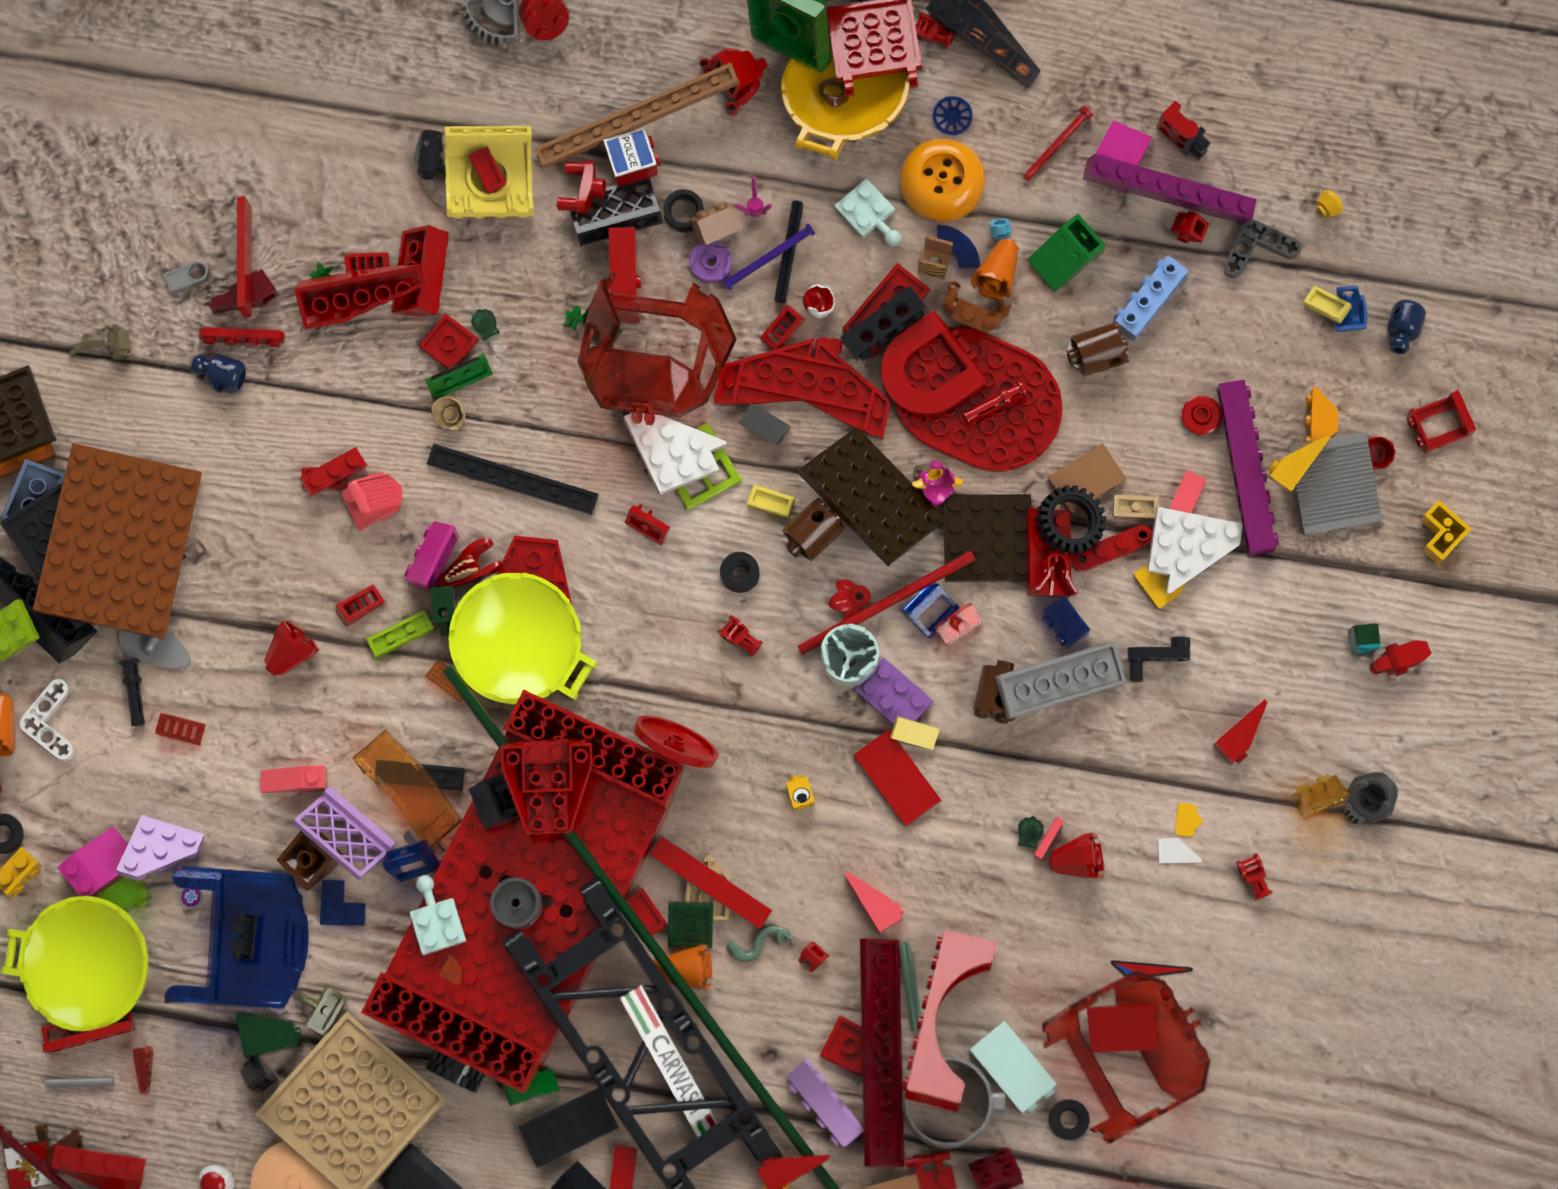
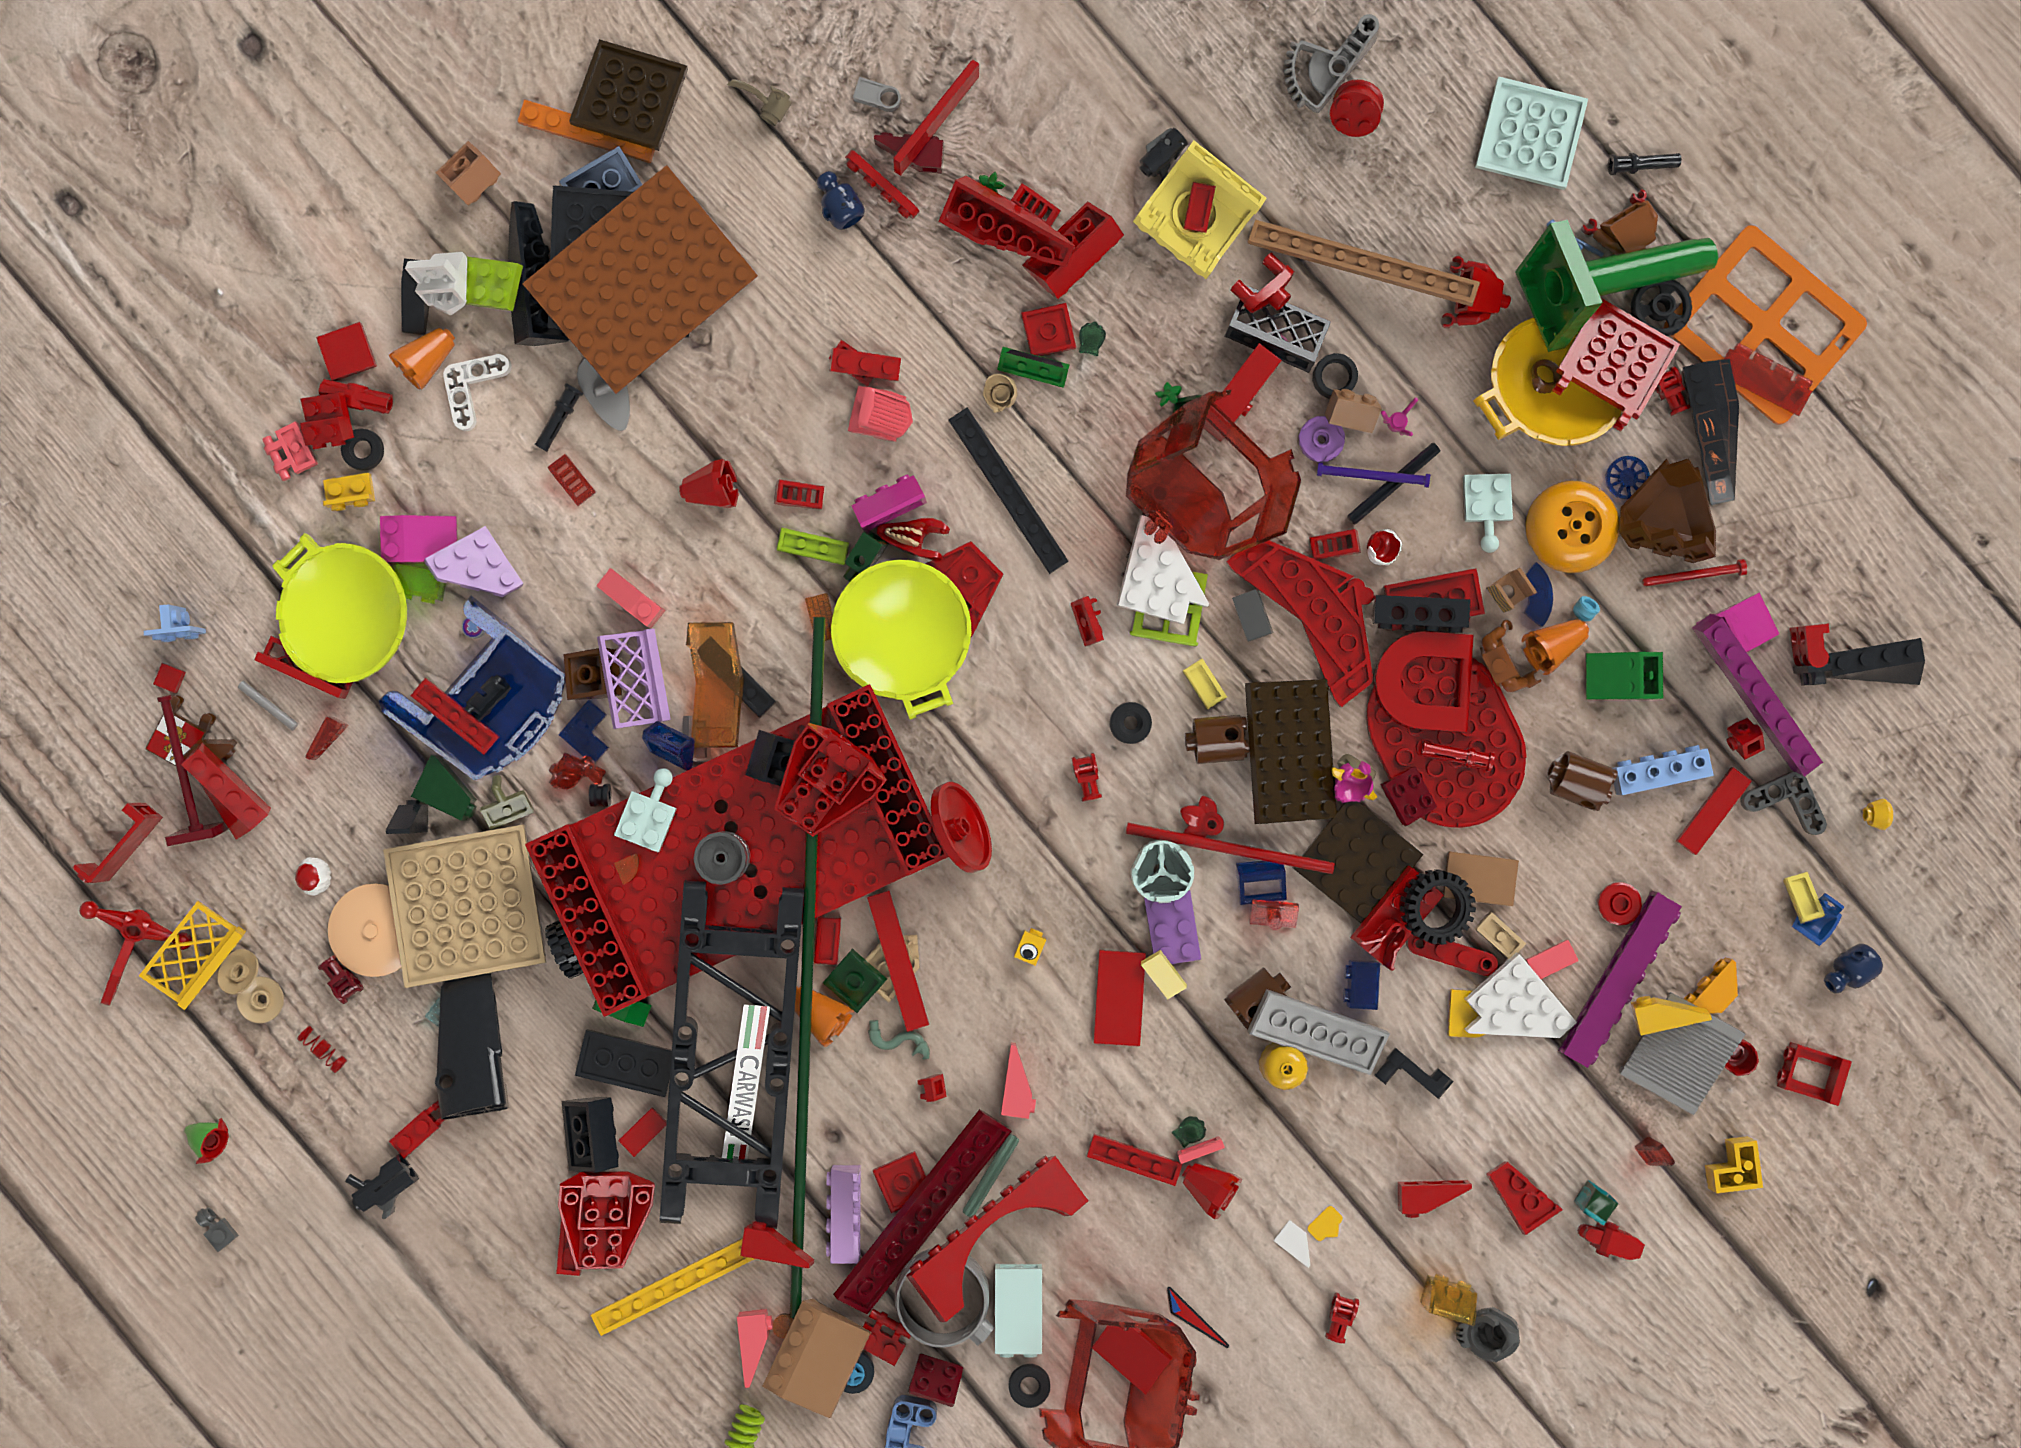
camera: 40 degrees right, 10 degrees up
(230, 971) = (454, 716): none -> red tile
(351, 940) = (571, 770): none -> clear red animal
(387, 942) = (600, 795): none -> black wheel
(632, 157) = (1329, 294): piece -> none
(984, 461) = (1408, 796): none -> dark red bracket
(1003, 115) = (1671, 514): none -> reddish brown panel
(1006, 886) = (1134, 1159): none -> red plate
(1054, 736) = (1273, 1061): none -> yellow cylinder
(1212, 296) = (1713, 811): none -> red tile
(1242, 97) = (1888, 662): none -> black wedge
(1311, 682) = (1522, 1199): none -> red wing
(1376, 570) = (1654, 1153): none -> clear red slope

